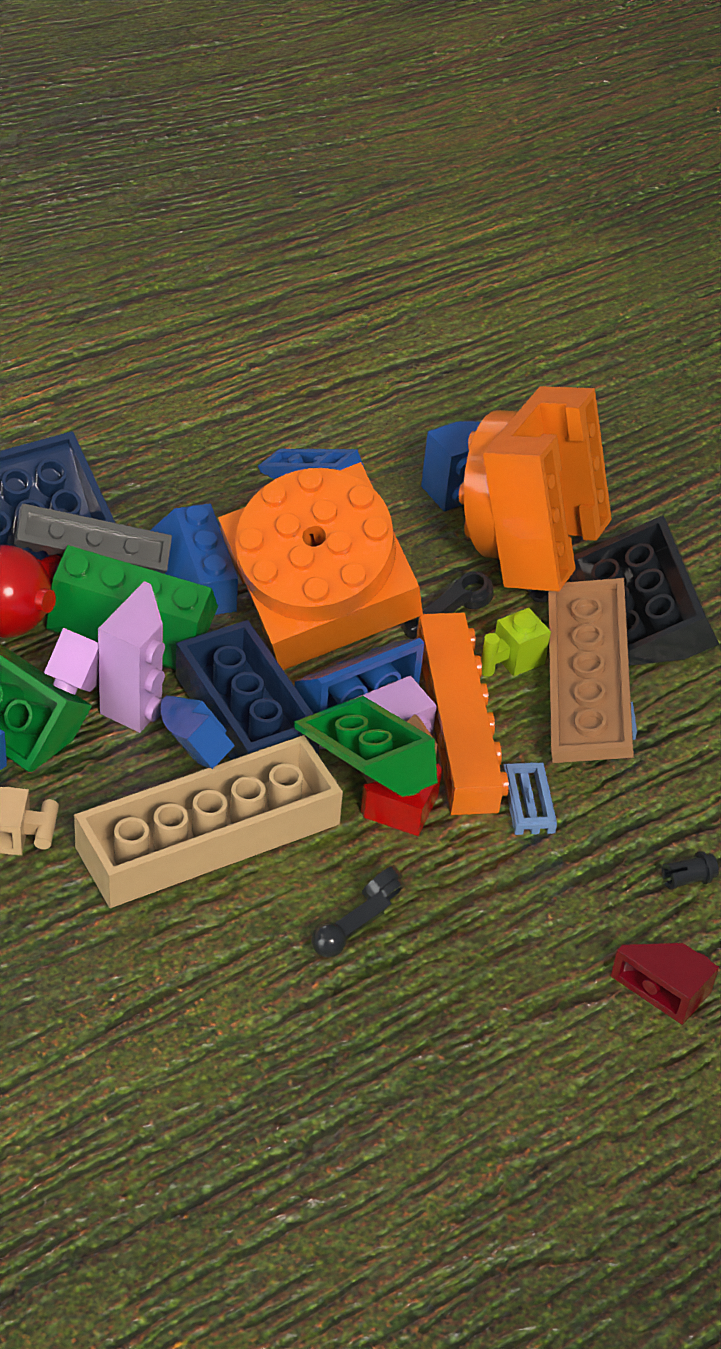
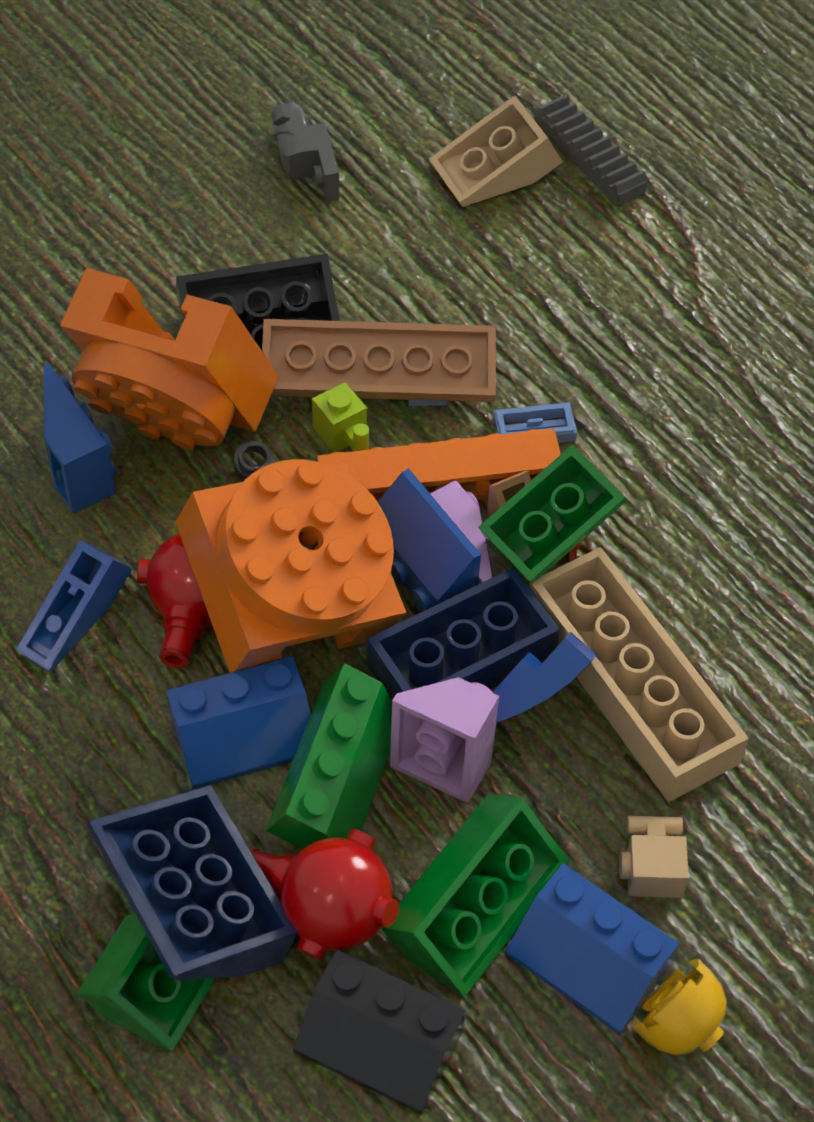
camera: 90 degrees left, 10 degrees up
(54, 530) = (250, 804): dark grey gear -> none
(74, 663) = (441, 795): lavender slope -> none
(330, 938) = (742, 574): black piece -> none
(666, 976) = (735, 328): dark red slope -> none
(695, 869) = (602, 305): black pin -> none

